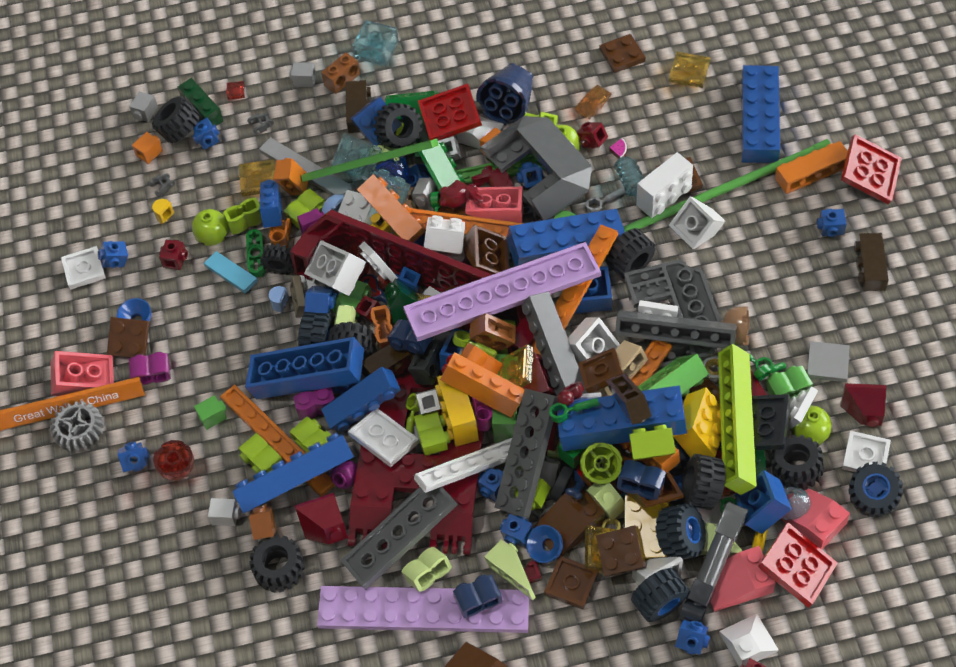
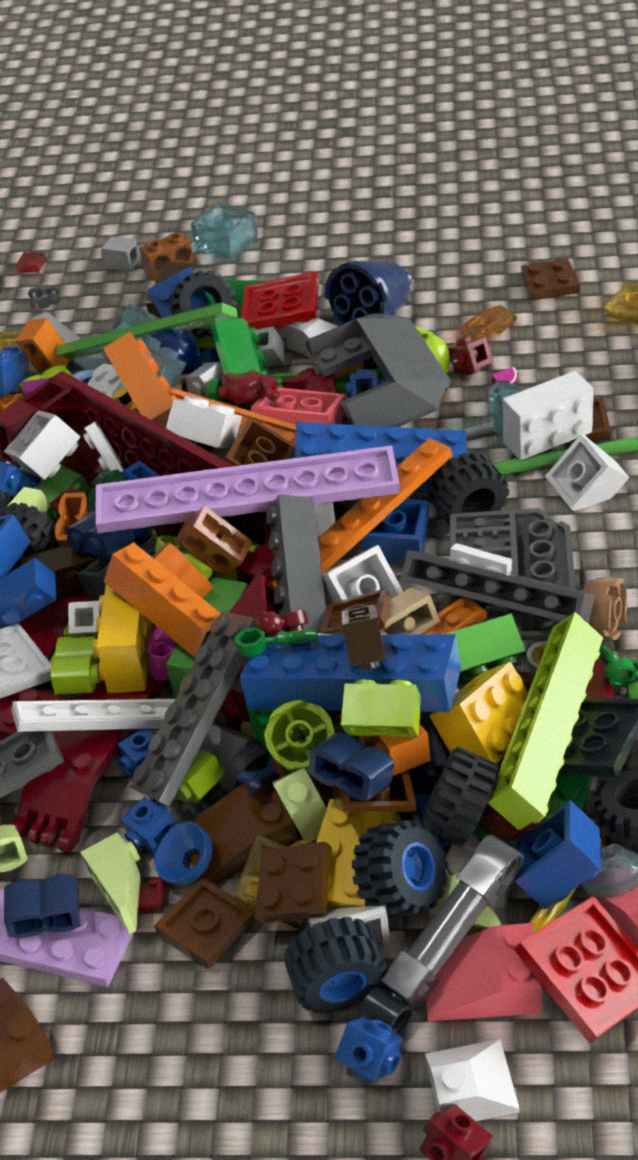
camera: 15 degrees right, 15 degrees down
(518, 366) = (229, 588): clear yellow plate -> none

